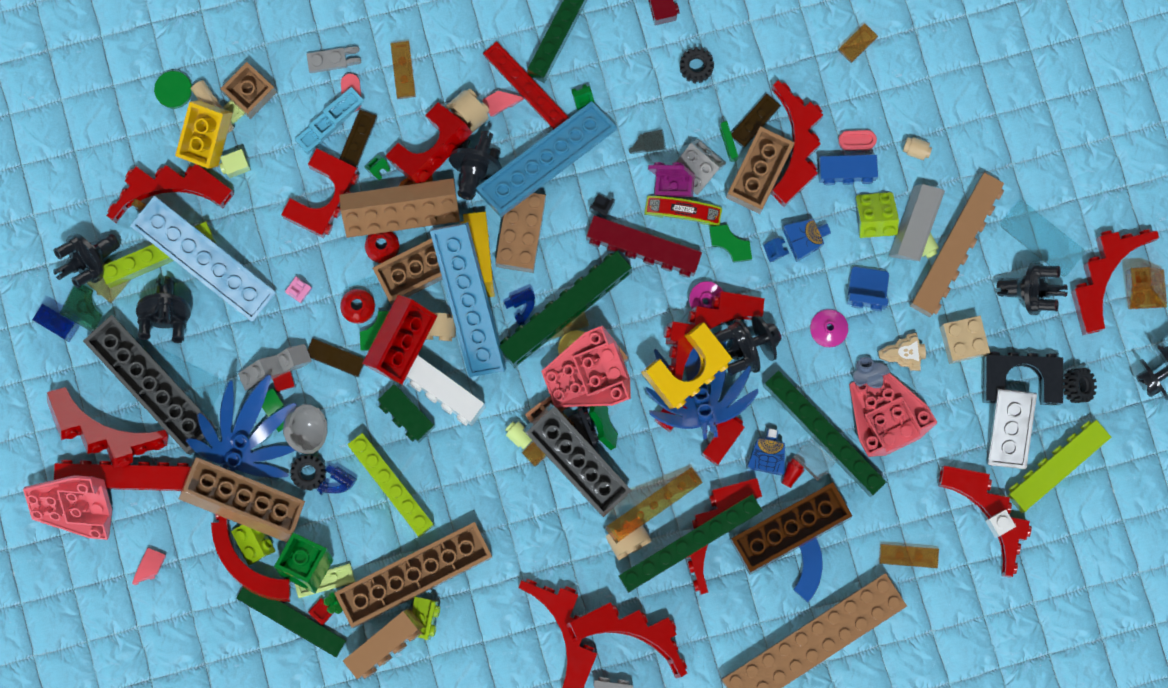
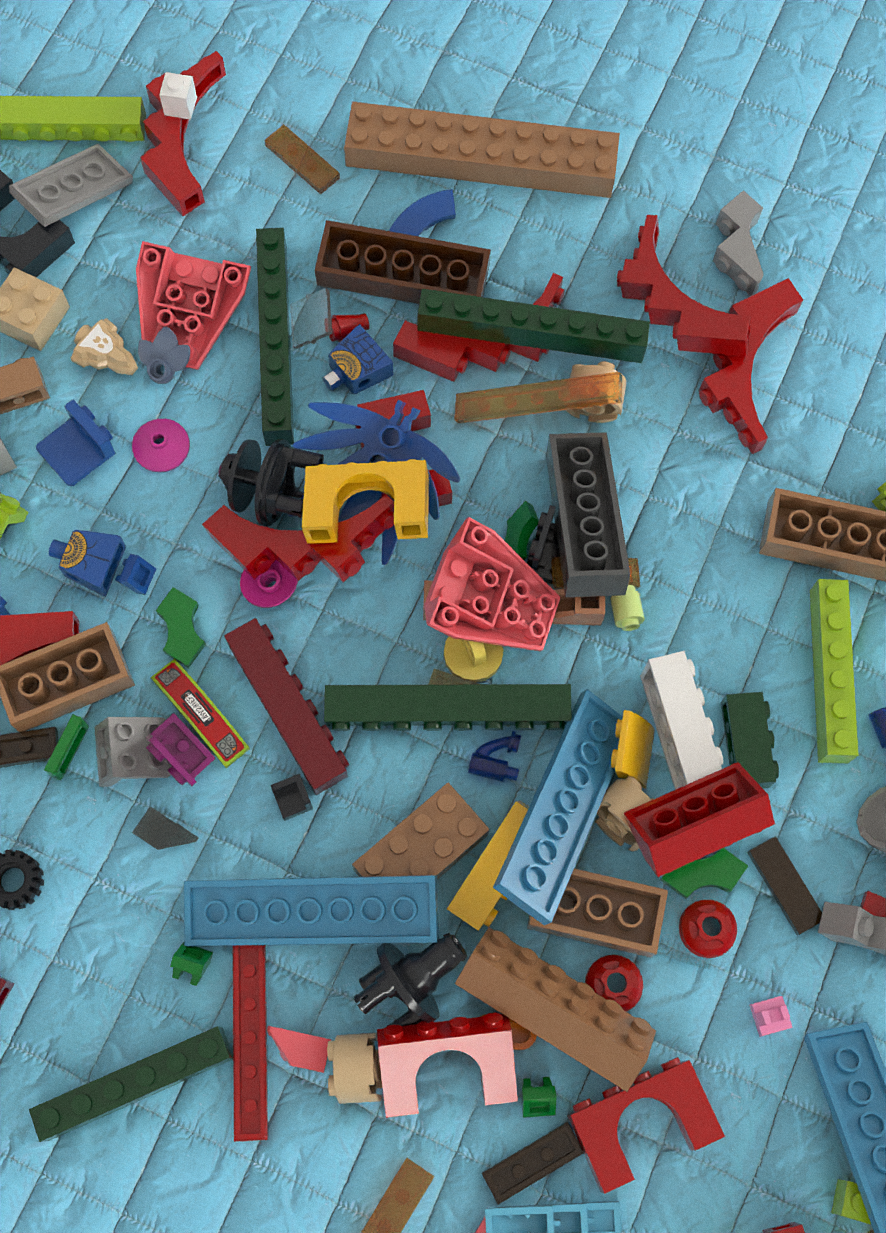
camera: 140 degrees left, 10 degrees down
(457, 359) = (634, 747): none -> yellow slope

